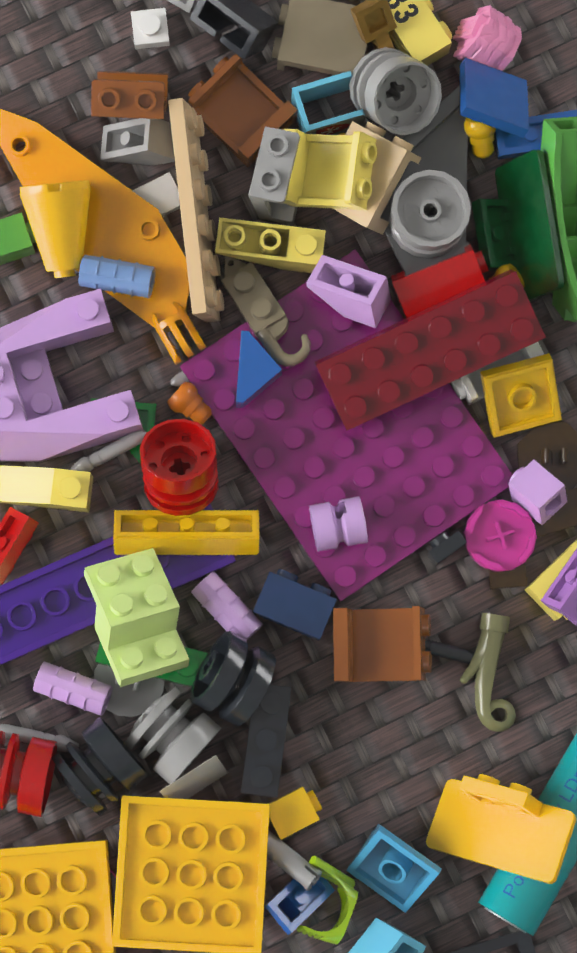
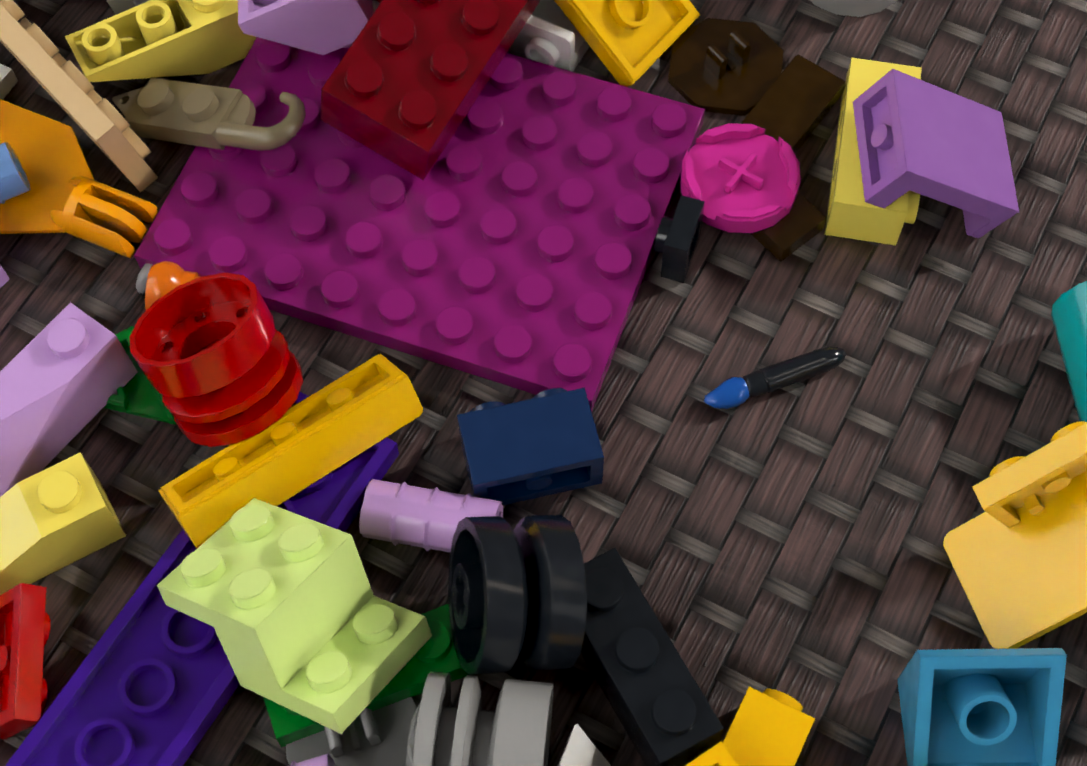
camera: 25 degrees left, 20 degrees down
(109, 452) = (109, 412): light grey piece -> none
(255, 370) = (245, 174): blue slope -> none
(338, 524) = (501, 291): lavender wheel -> none
(381, 644) = (700, 414): dark orange panel -> none
(485, 665) = (856, 347): olive plant -> none
(537, 491) = (744, 88): lavender brick -> none

